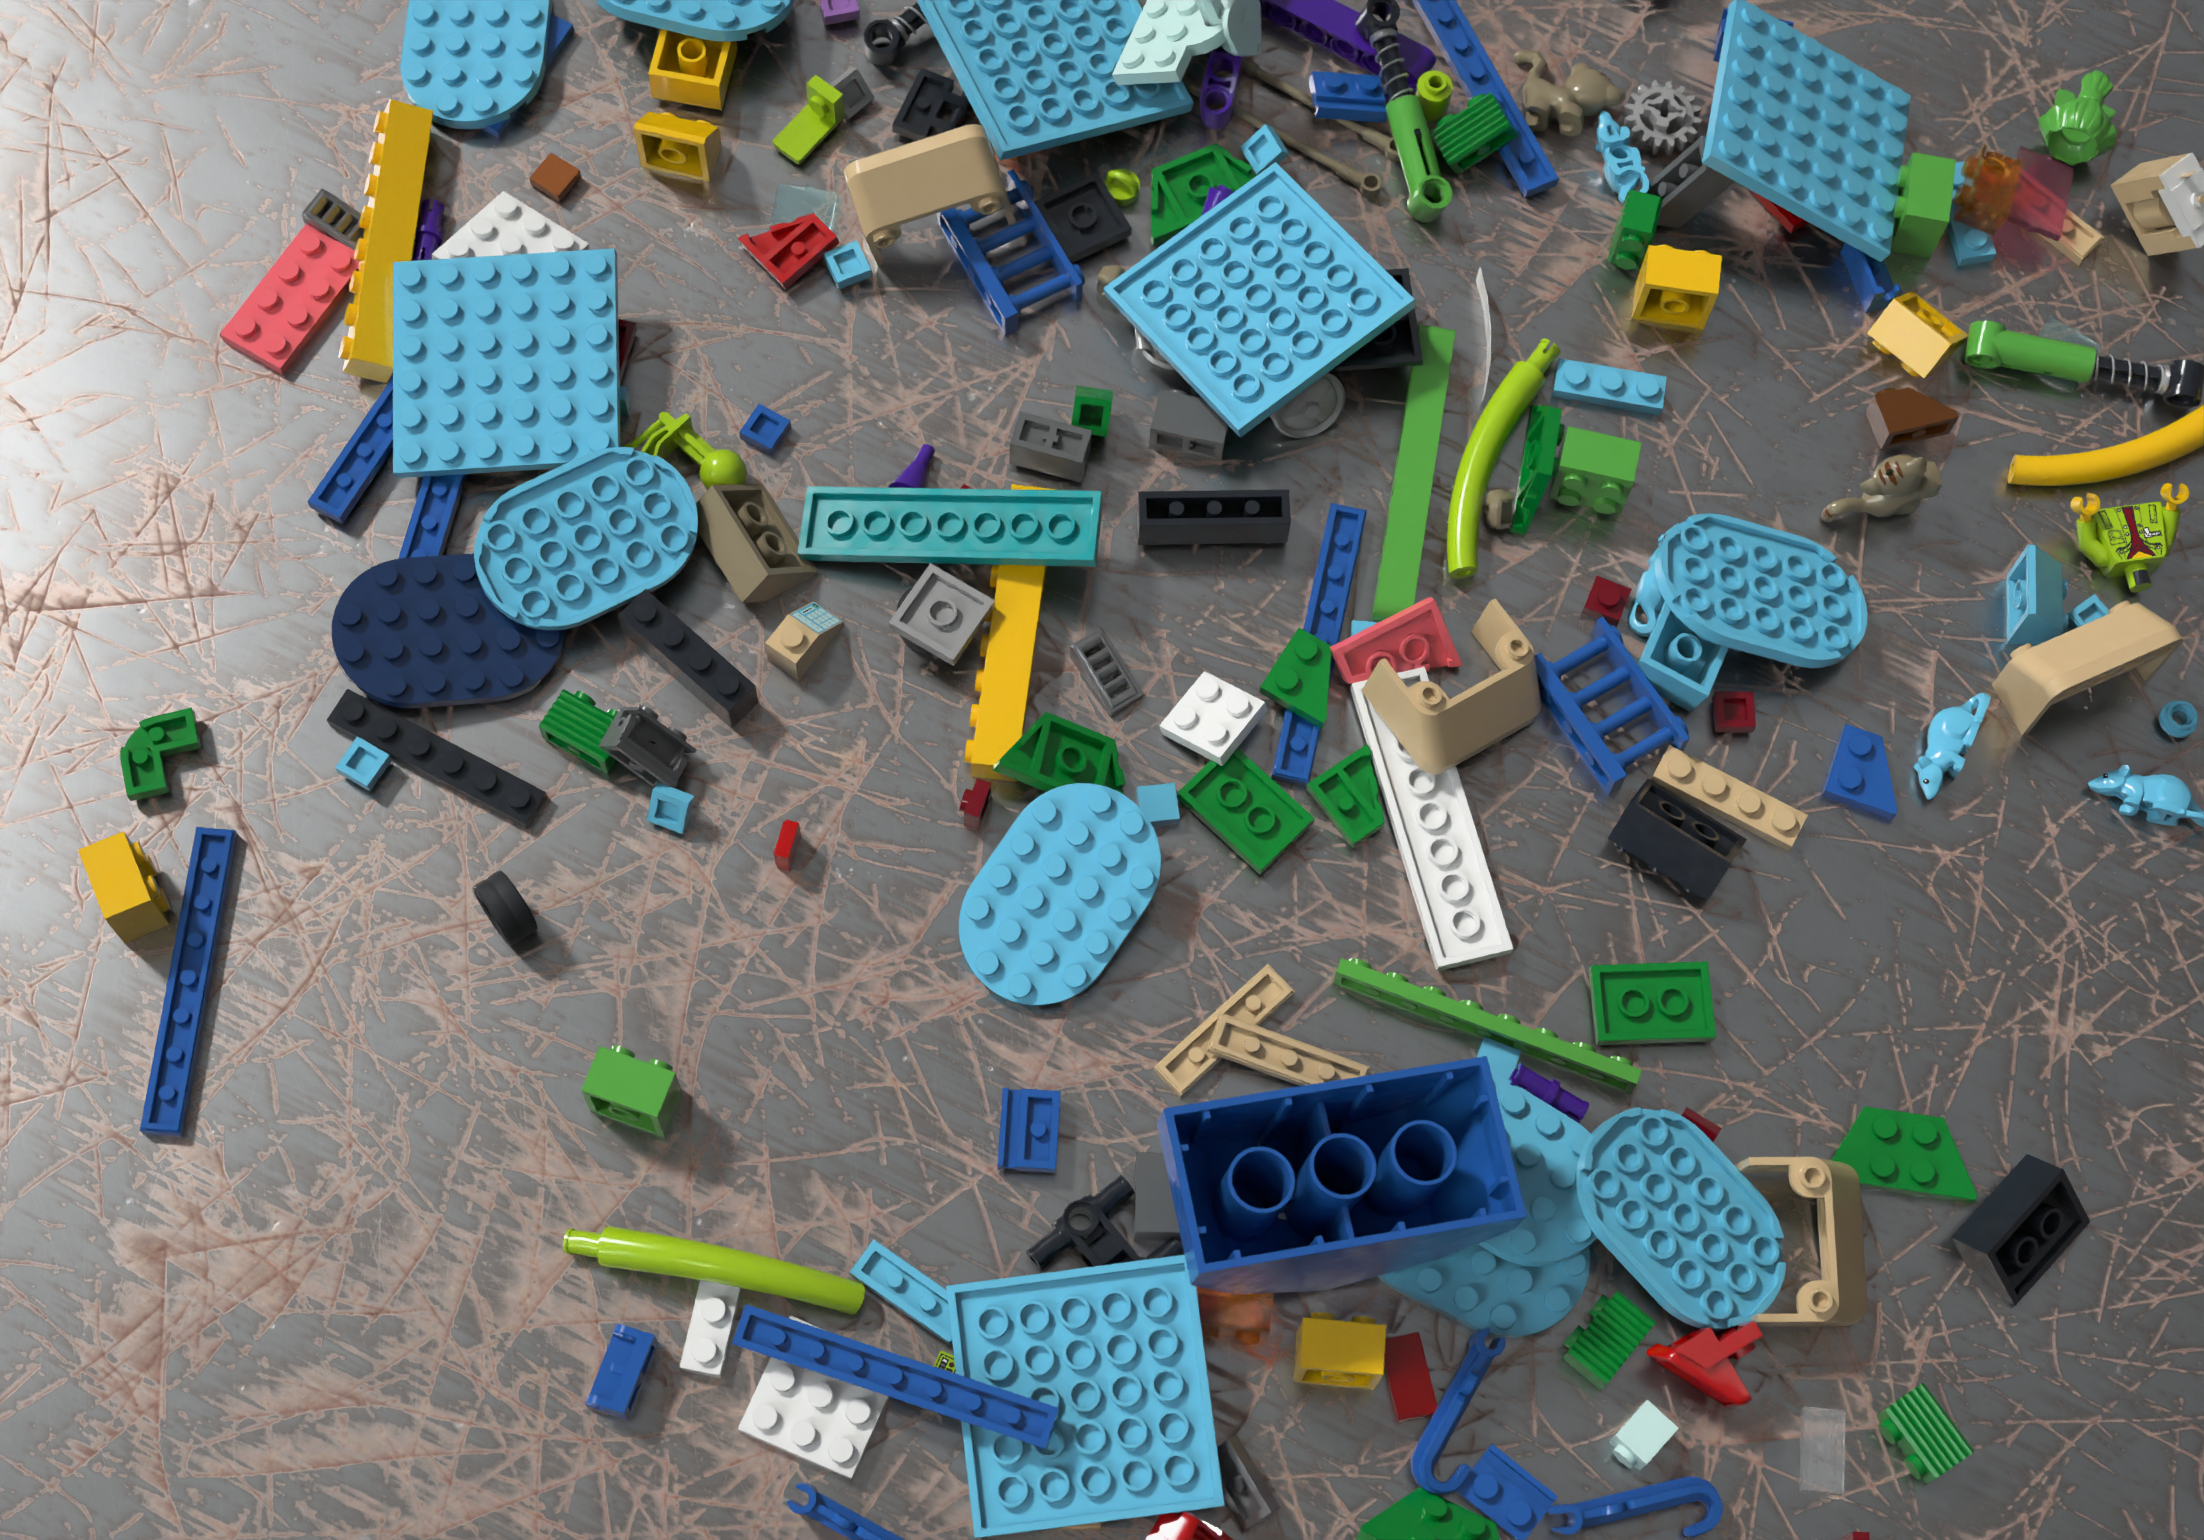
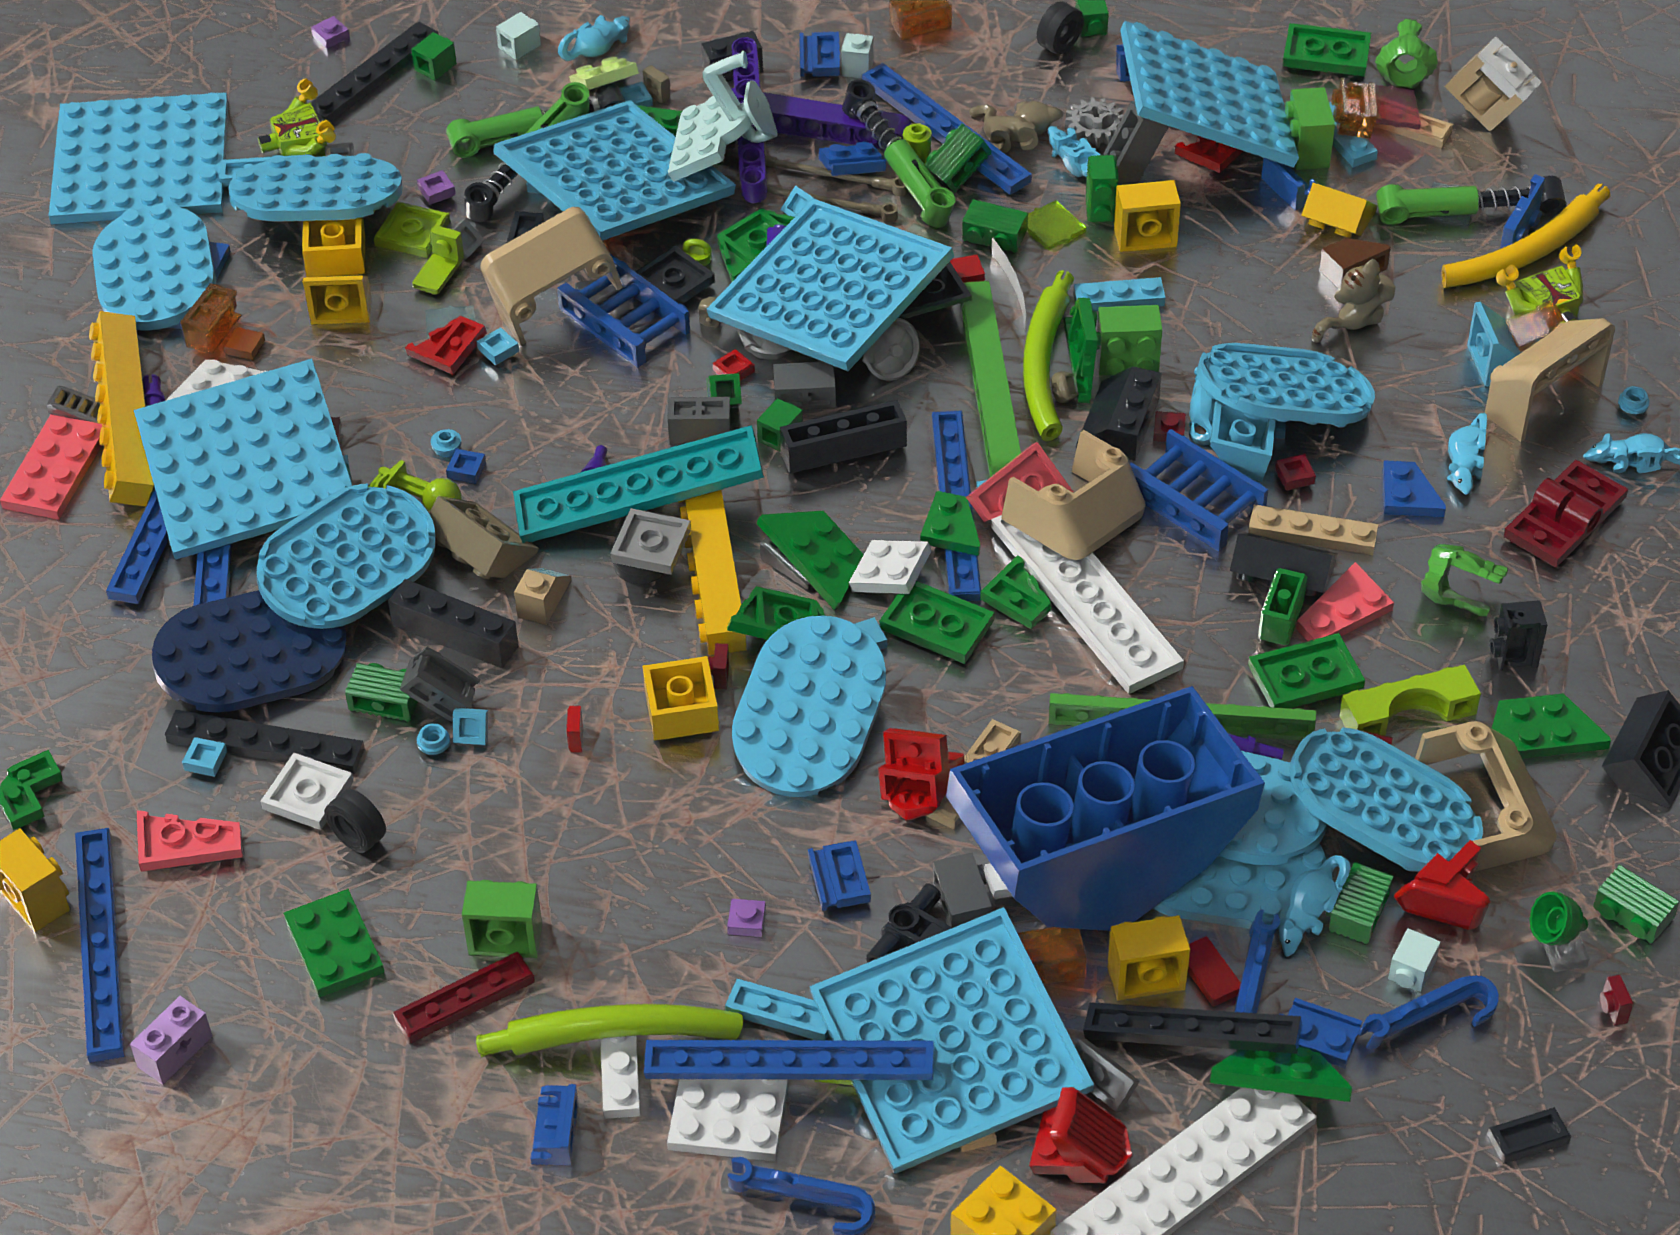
camera: 10 degrees left, 20 degrees down
(233, 1140) = (171, 1040): none -> lavender brick
(307, 872) = (180, 842): none -> coral wing
(444, 1055) = (333, 943): none -> green plate
(465, 843) = (305, 790): none -> white plate
(521, 137) = (210, 318): none -> clear orange hinge
(569, 1169) = (463, 997): none -> dark red tile
(622, 801) = (433, 739): none -> medium azure plate
(750, 398) = (446, 442): none -> medium azure plate
(793, 56) = (409, 229): none -> lime tile
(910, 1154) = (746, 917): none -> medium lavender plate
(916, 841) = (680, 698): none -> yellow brick
(1117, 368) = (734, 363): none -> red tile
(1134, 671) = (815, 549): none -> green wing
(1145, 471) = (777, 415): none -> green brick
(1156, 1023) = (915, 771): none -> red piece
(1360, 1460) = (1193, 1027): none -> black plate
(1437, 299) = (969, 268): none -> red tile
(1489, 245) = (993, 221): none -> green brick
(1551, 1325) = (1310, 896): none -> medium azure animal
(1553, 568) = (1124, 409): none -> black slope
(1562, 256) = (1054, 225): none -> clear neon green piece
(1652, 908) = (1282, 606): none -> green brick
(1731, 920) = (1345, 606): none -> coral wing
(1806, 1080) = (1446, 693): none -> lime arch
(1820, 1443) = (1556, 919): none -> green helmet
(1879, 909) = (1436, 581): none -> bright green piece
(1917, 1030) = (1519, 634): none -> black hinge
(1986, 77) = (1326, 49): none -> green plate
(2037, 861) = (1565, 512): none -> dark red plate
(2093, 584) = (1534, 324): none -> clear orange hinge
(2144, 407) = (1525, 214): none -> blue wing

